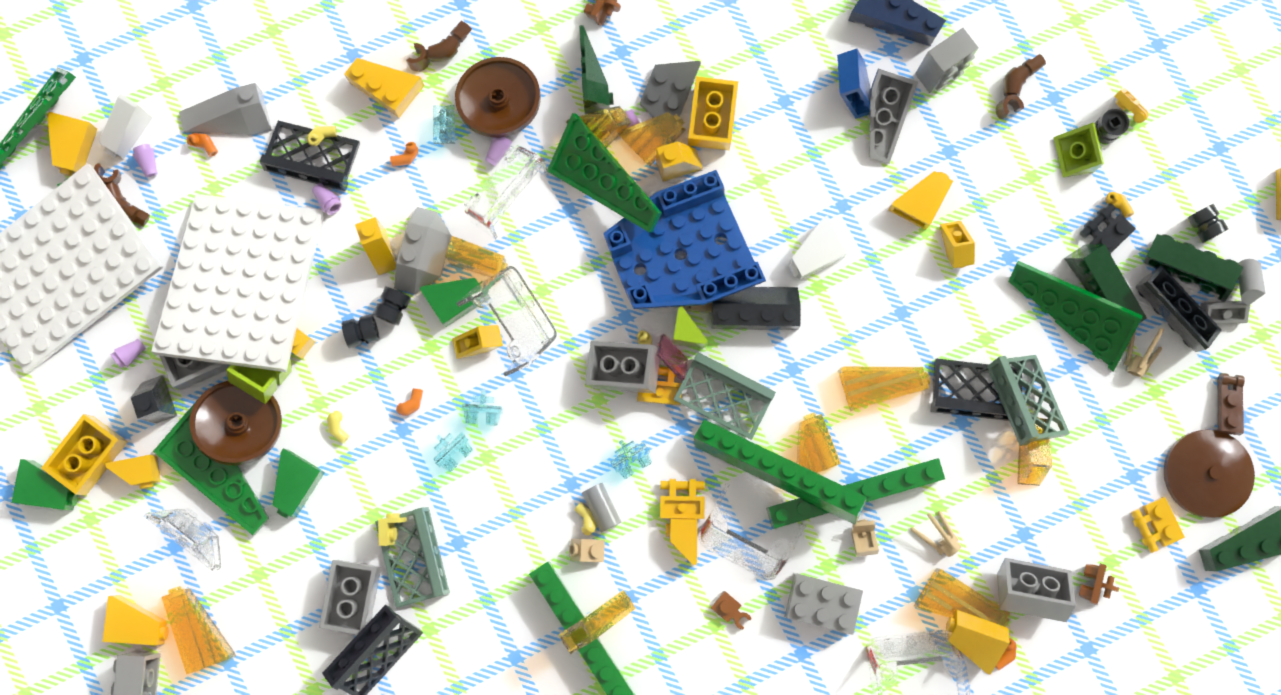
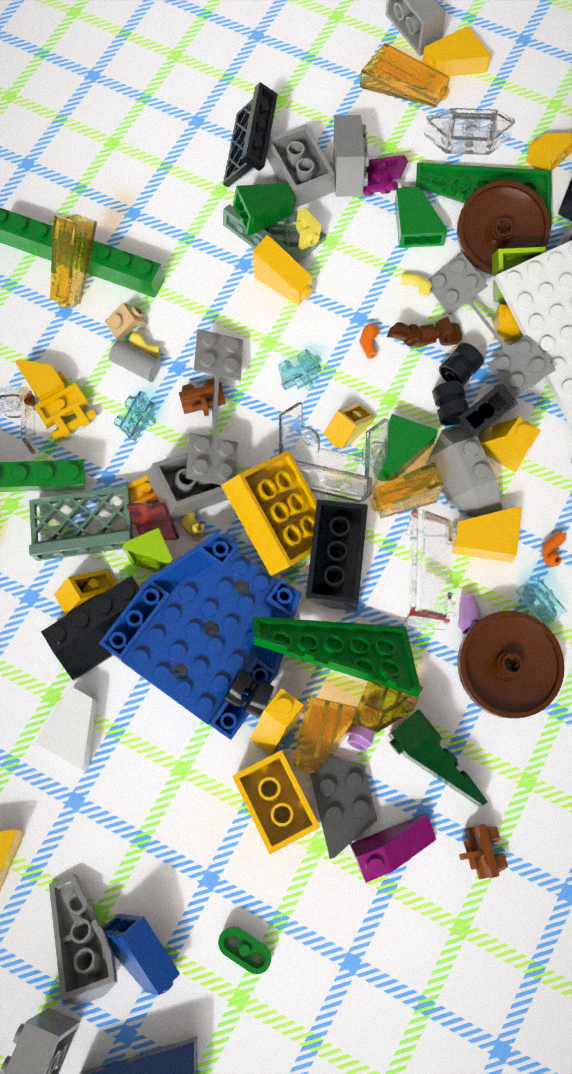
camera: 150 degrees right, 10 degrees down
(285, 545) = (385, 171): none -> magenta plate
(306, 571) = (350, 155): none -> light grey brick
(320, 295) = (519, 364): none -> light grey hinge
(366, 376) = (427, 334): none -> reddish brown piece
(370, 275) = (488, 410): none -> black slope
(411, 573) = (262, 205): none -> green slope
(437, 502) = (281, 272): none -> yellow slope
(439, 192) = (490, 535): none -> yellow slope
(445, 457) = (306, 324): clear light blue hips -> none
(538, 456) = (209, 456): none -> light grey hinge
(557, 245) = (337, 554): none -> black slope
(571, 435) = (200, 398): none -> dark orange hips
(578, 301) = (275, 510): none -> yellow slope
(659, 41) = (392, 847): none -> magenta slope
(684, 181) = (257, 697): none -> black wheel
(751, 341) = (83, 588): none -> yellow slope
(789, 46) = (244, 950): none -> green plate

